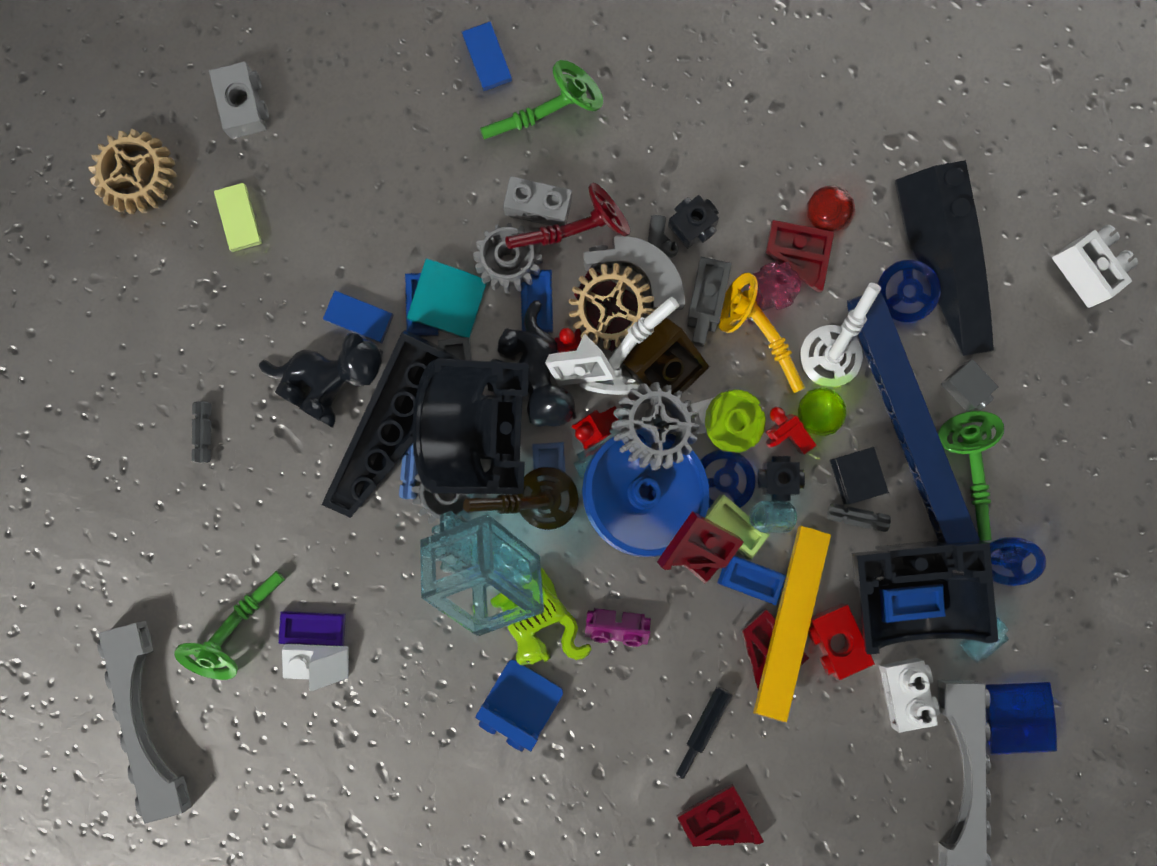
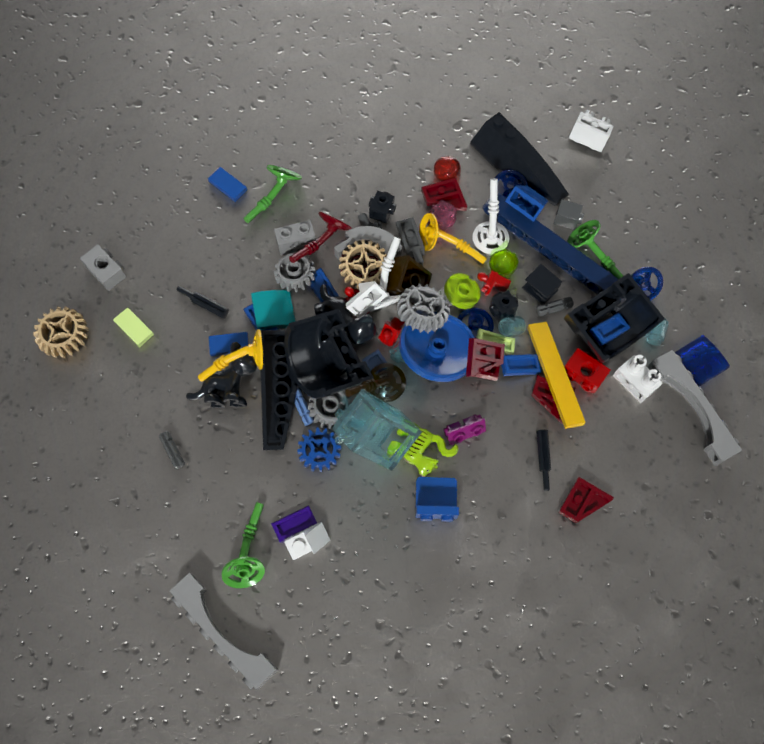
camera: 35 degrees left, 15 degrees down
(327, 353) = (254, 349): none -> yellow dish
(356, 233) = (205, 302): none -> black axle
(393, 531) = (325, 442): none -> blue gear
(915, 338) = (528, 203): none -> blue torso

